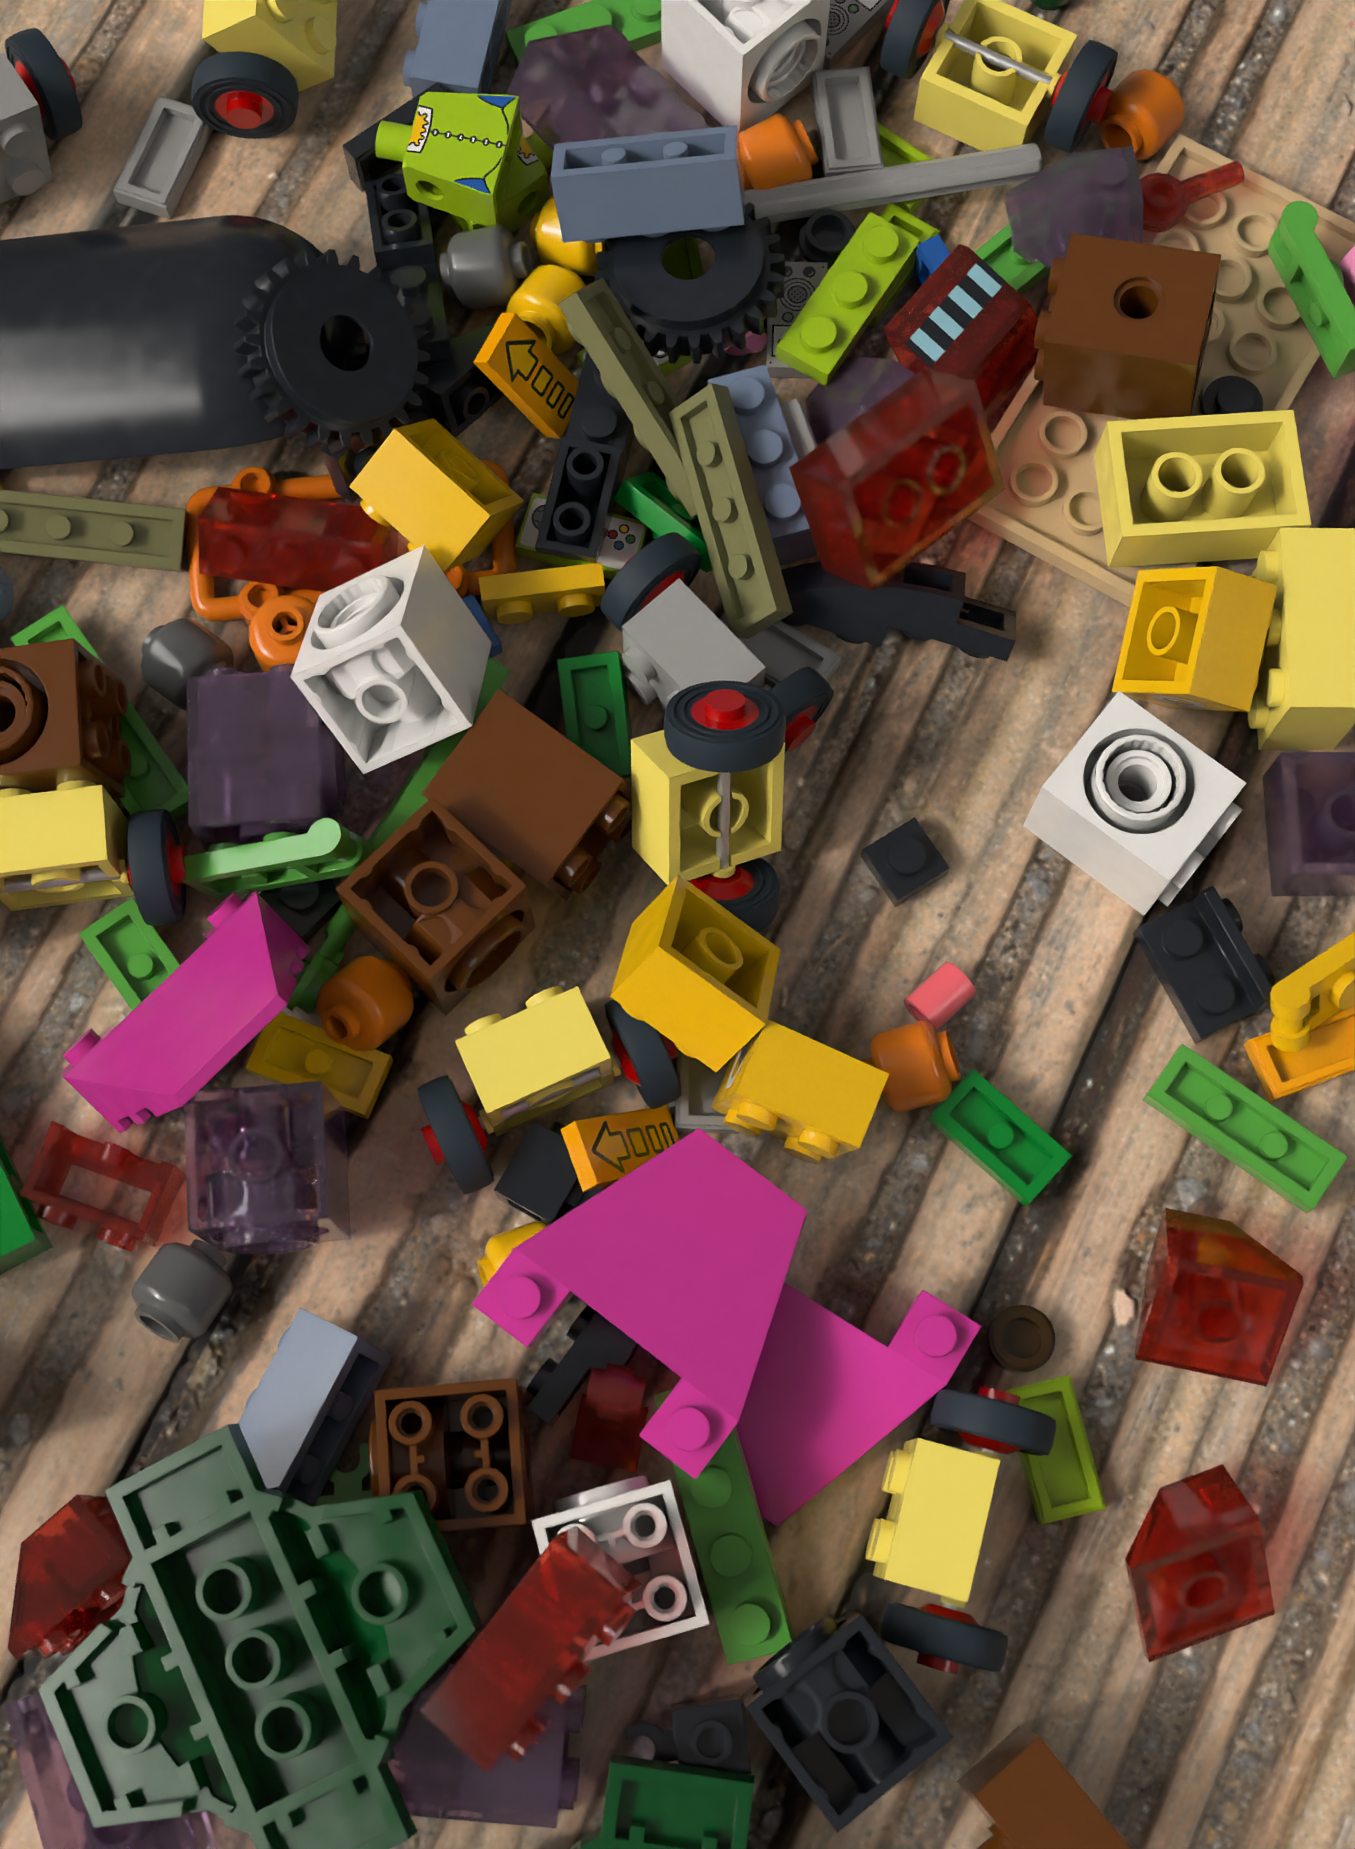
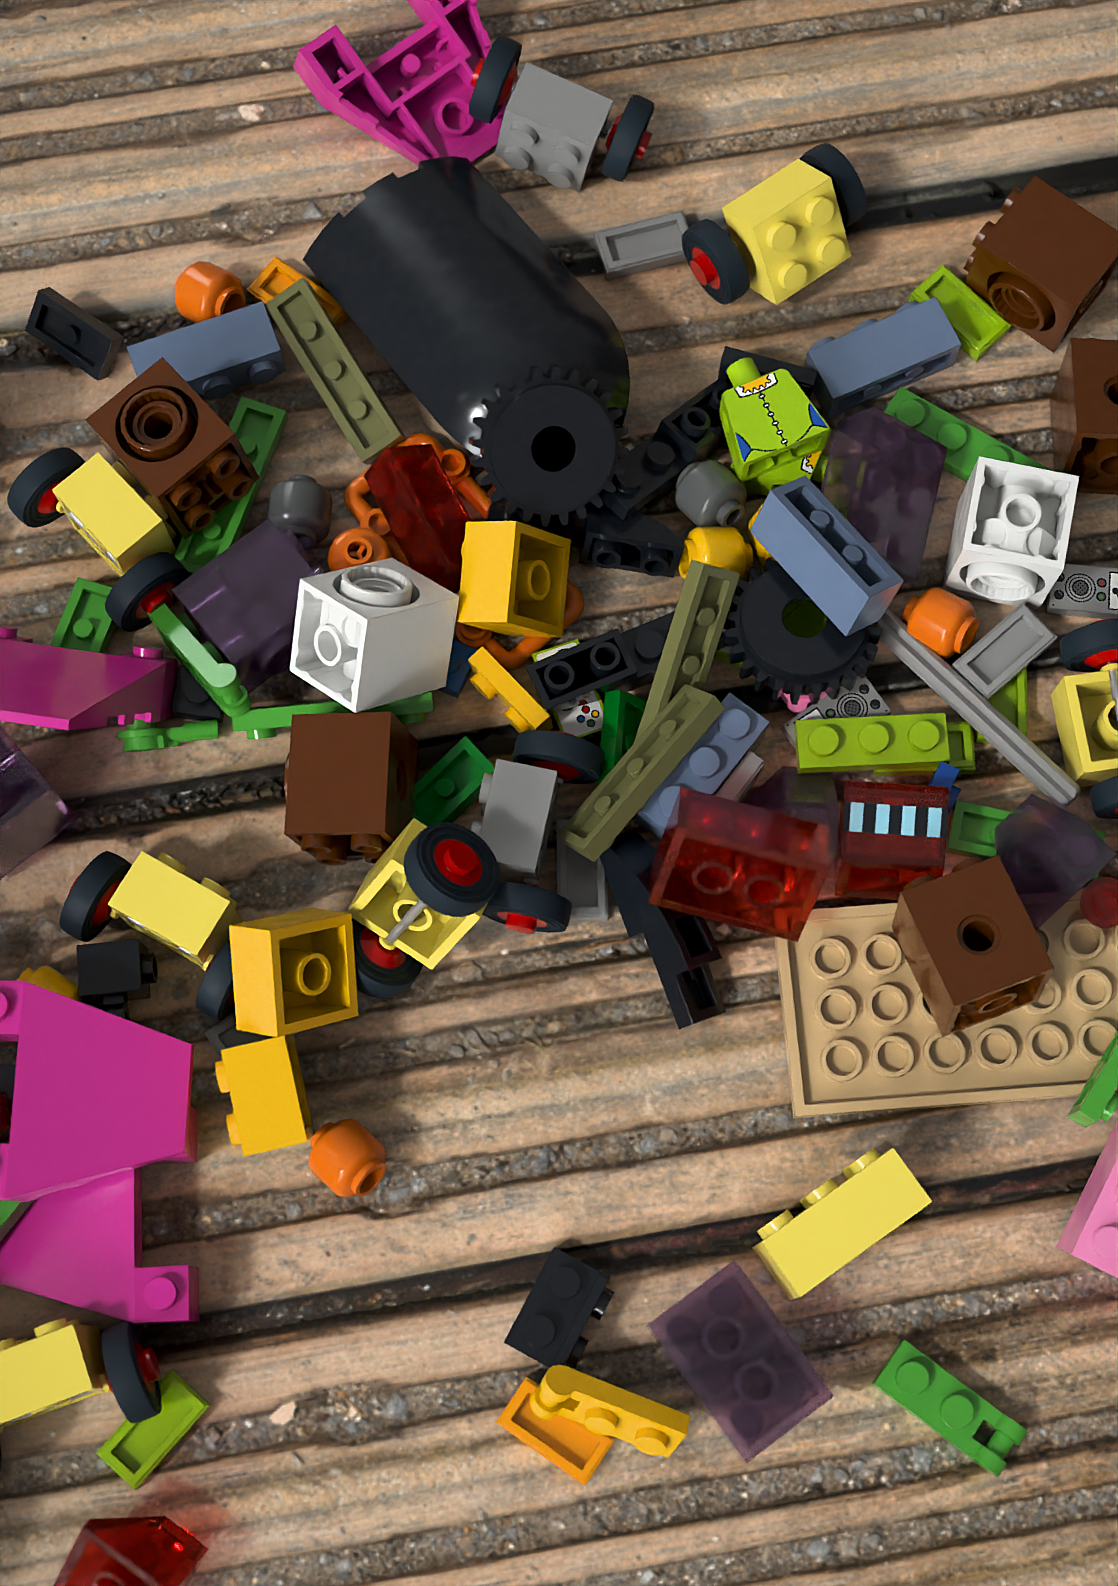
camera: 55 degrees right, 0 degrees up
(304, 1053) = (95, 782): yellow plate -> none
(365, 1003) = (149, 780): orange head -> none
(439, 906) = (228, 779): reddish brown brick -> none
(529, 374) = (650, 575): light orange tile -> none
(617, 1144) = (159, 1004): light orange tile -> none
(825, 236) = (911, 696): black plate -> none
(904, 861) = (493, 1058): black plate -> none
(940, 995) = (411, 1145): coral hinge -> none
(999, 1137) = (339, 1250): green plate -> none
(1020, 1339) = (213, 1357): dark brown tile -> none
(1135, 805) = (624, 1218): white brick -> none
(1195, 638) = (775, 1146): yellow brick -> none
(1199, 486) = (893, 1074): light yellow brick -> none
(1214, 1300) = (321, 1469): clear red slope -> none
(1230, 396) = (984, 1056): black plate -> none
(1245, 1128) = (459, 1415): bright green plate -> none

